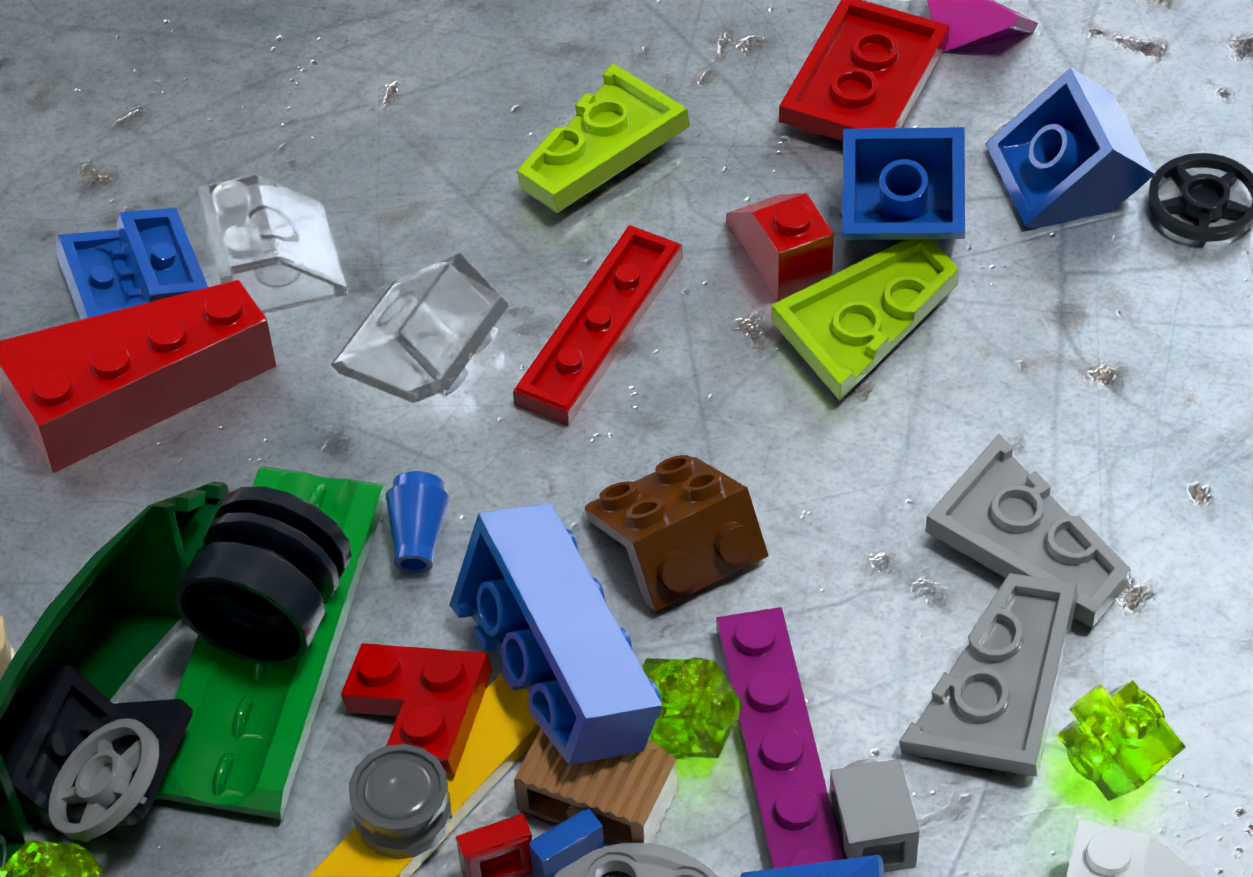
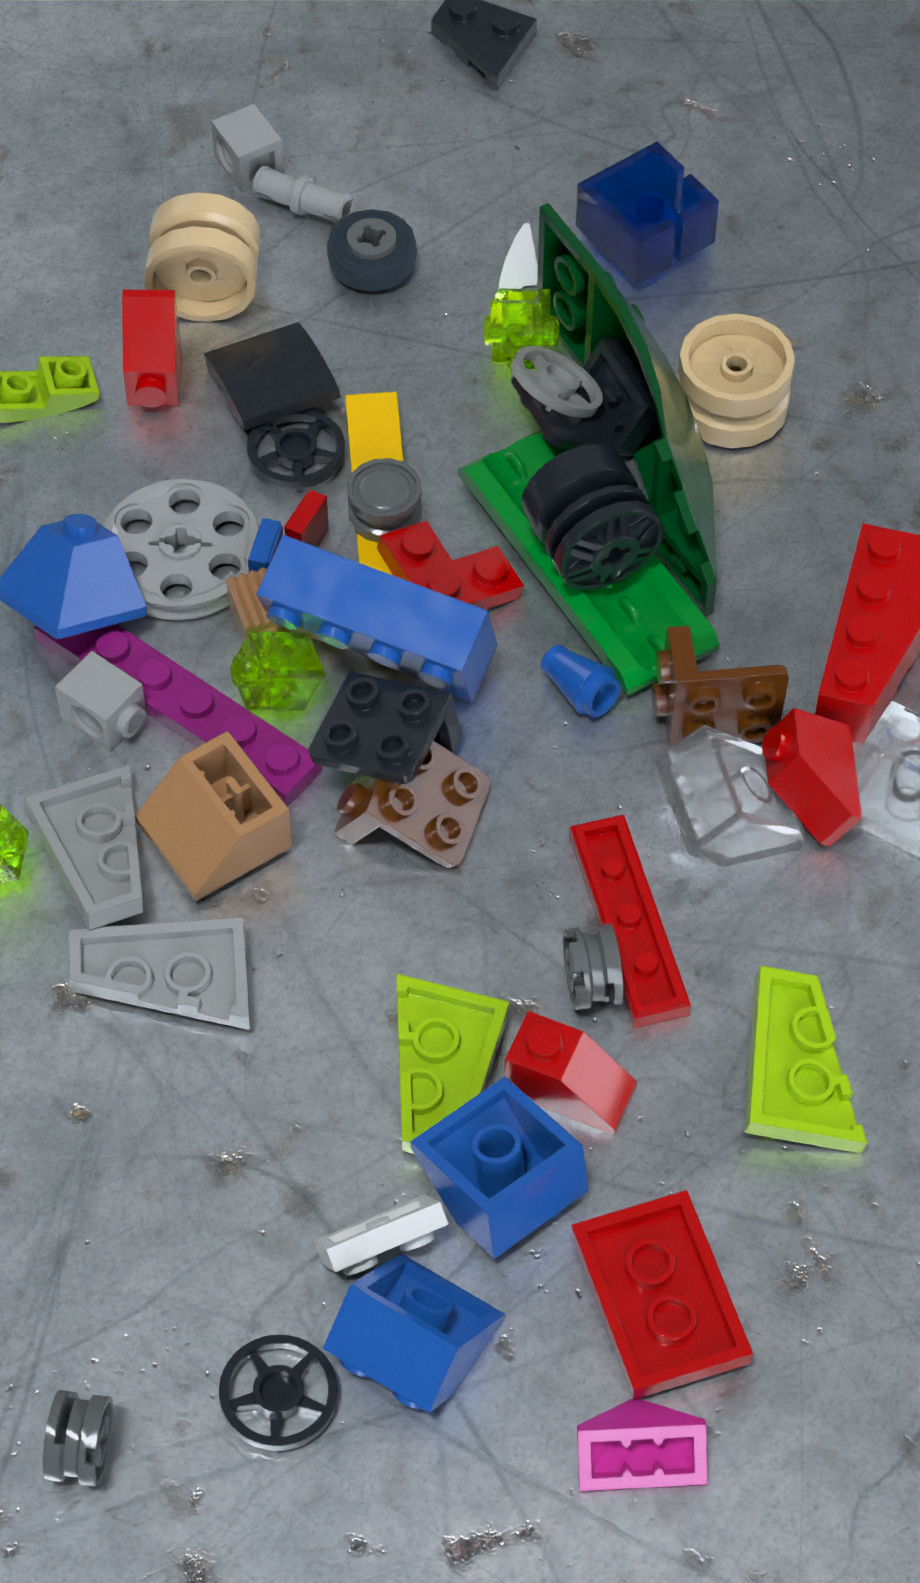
camera: 135 degrees right, 5 degrees up
(331, 296) = (814, 773): none -> red slope
(353, 390) = (732, 700): none -> reddish brown bracket
(657, 551) = (384, 728): none -> black bracket
(680, 279) = (592, 967): none -> dark grey wheel
(873, 613) = (215, 817): none -> medium nougat slope
(1035, 225) = (404, 1226): none -> white plate

